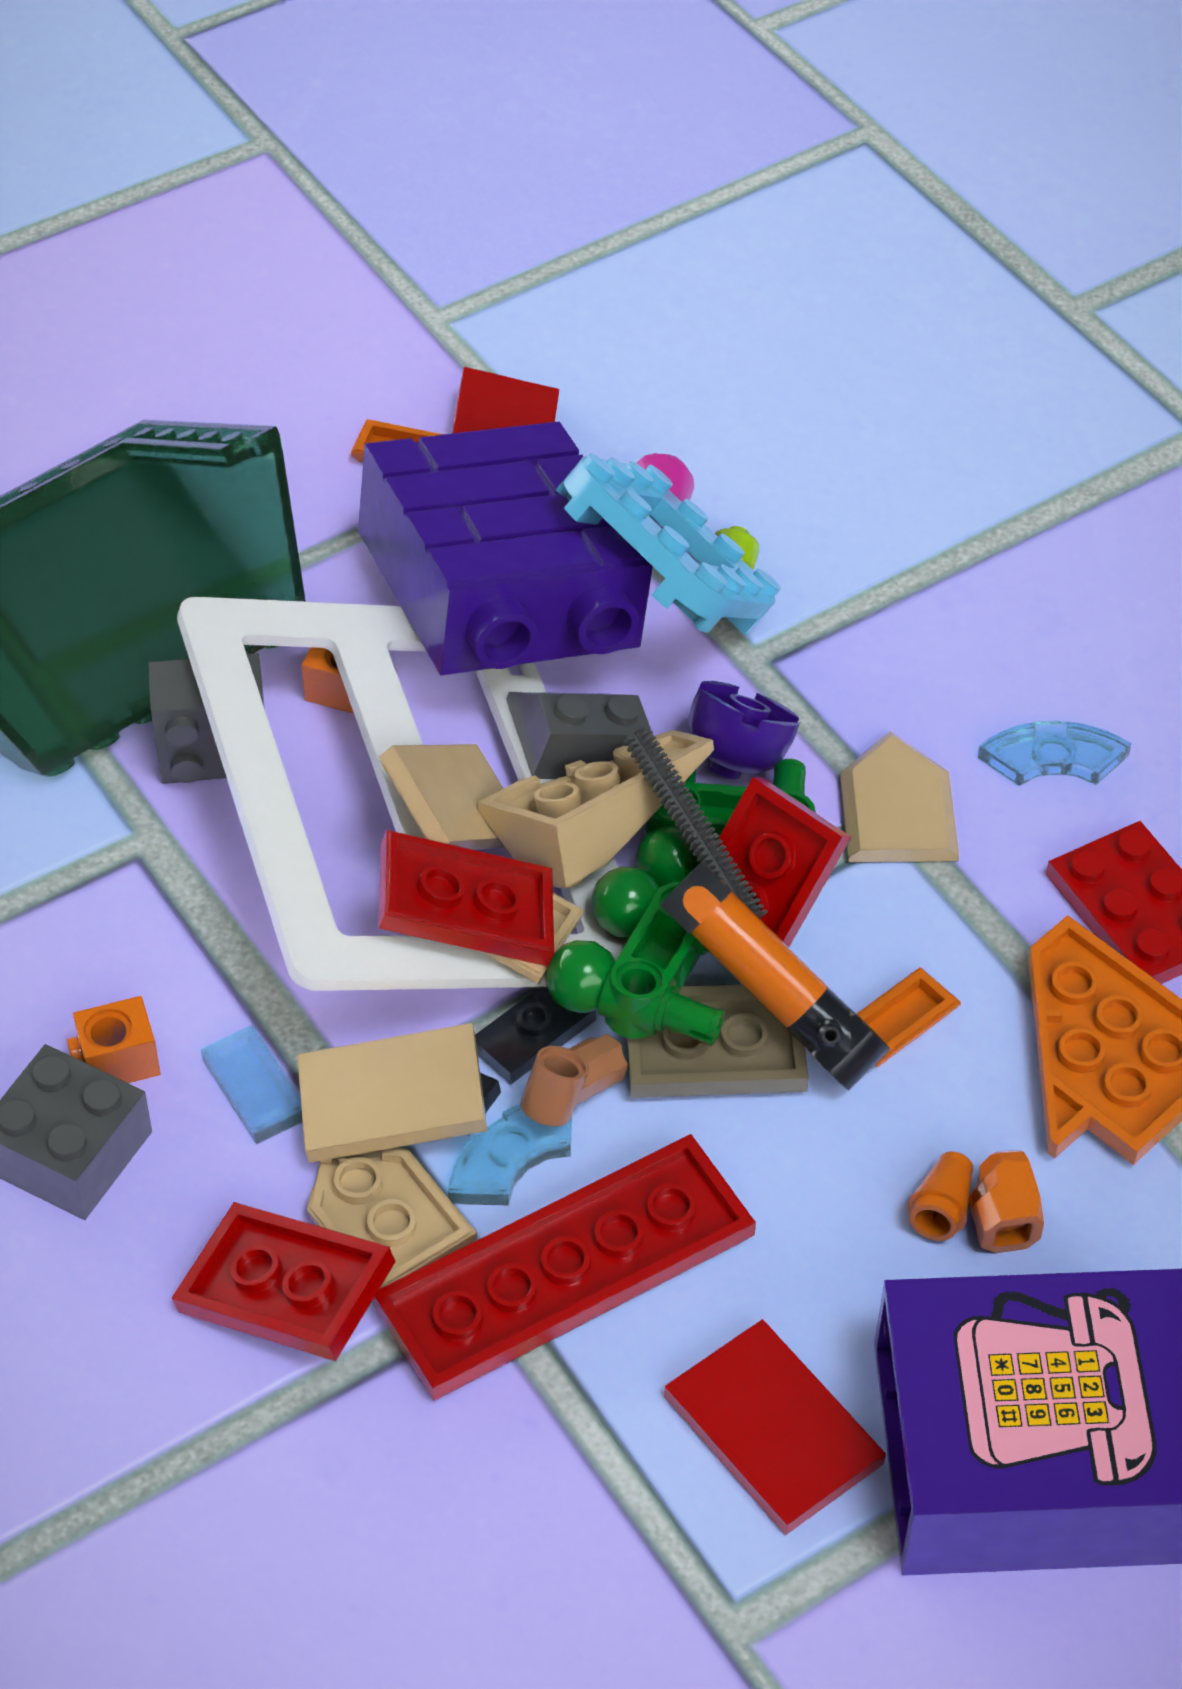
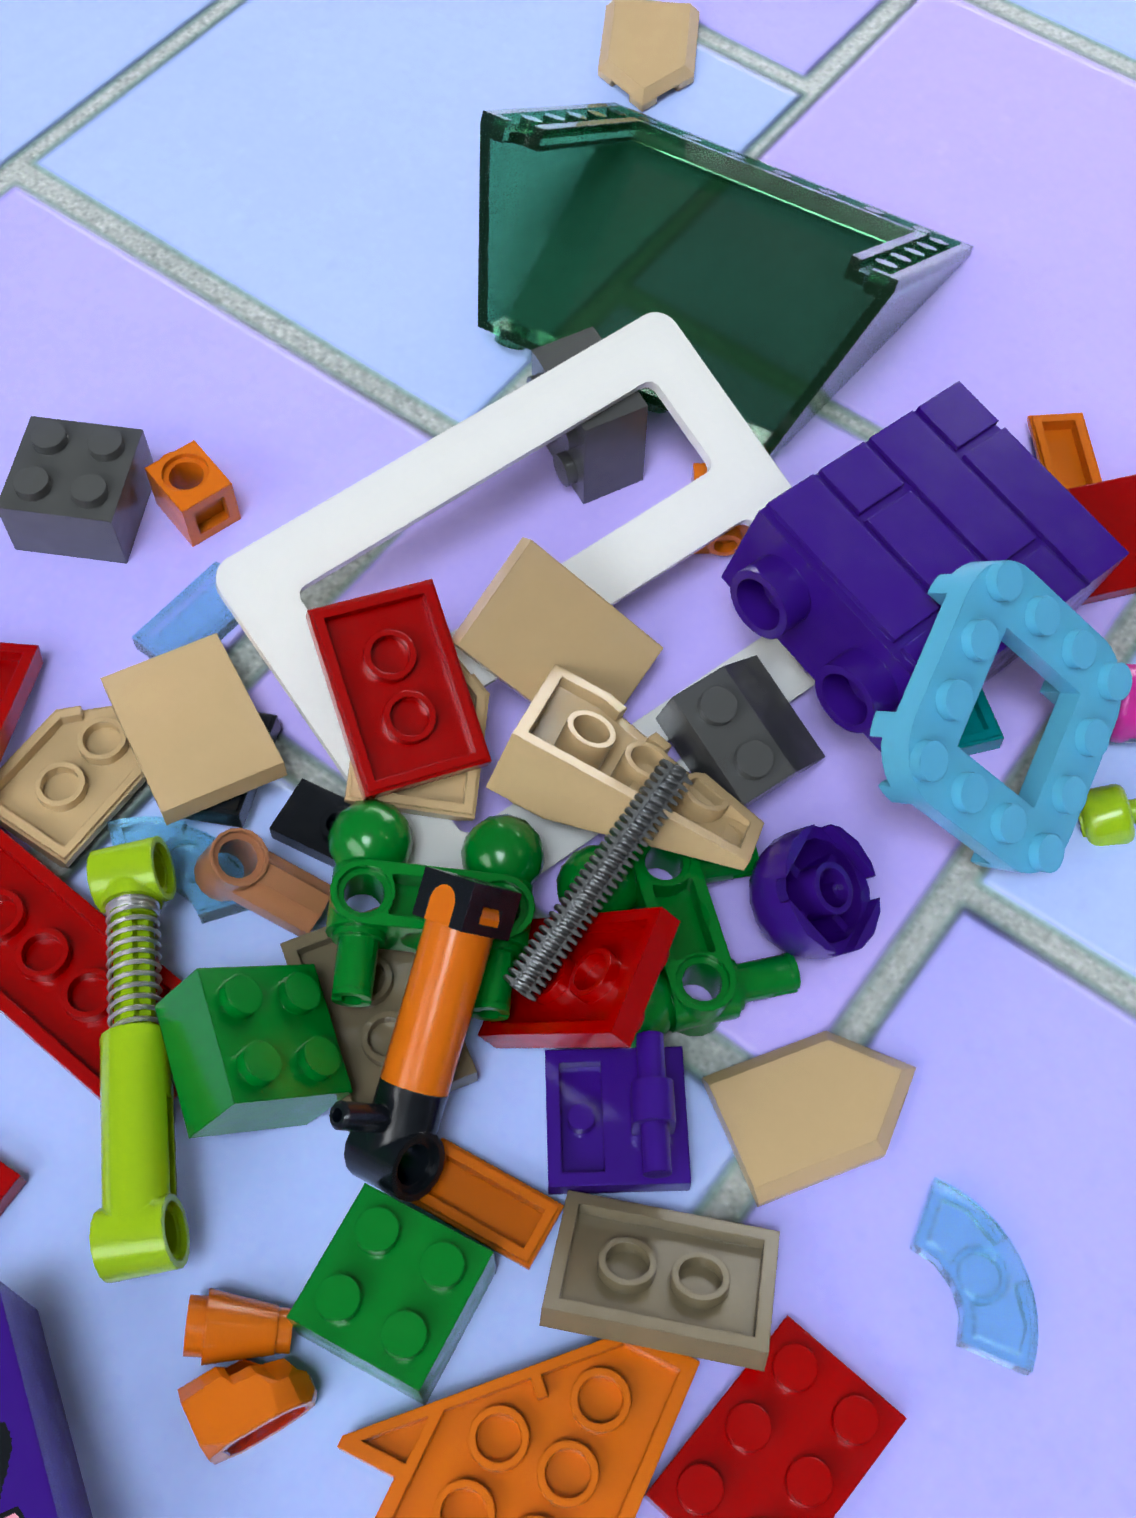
camera: 70 degrees right, 10 degrees up
(734, 1102) = (251, 1048): none -> green brick
(851, 1209) = (140, 1218): none -> lime piece
(869, 912) = (617, 1119): none -> dark purple plate
(956, 1079) = (394, 1293): none -> green brick
(1002, 915) = (663, 1280): none -> dark tan plate

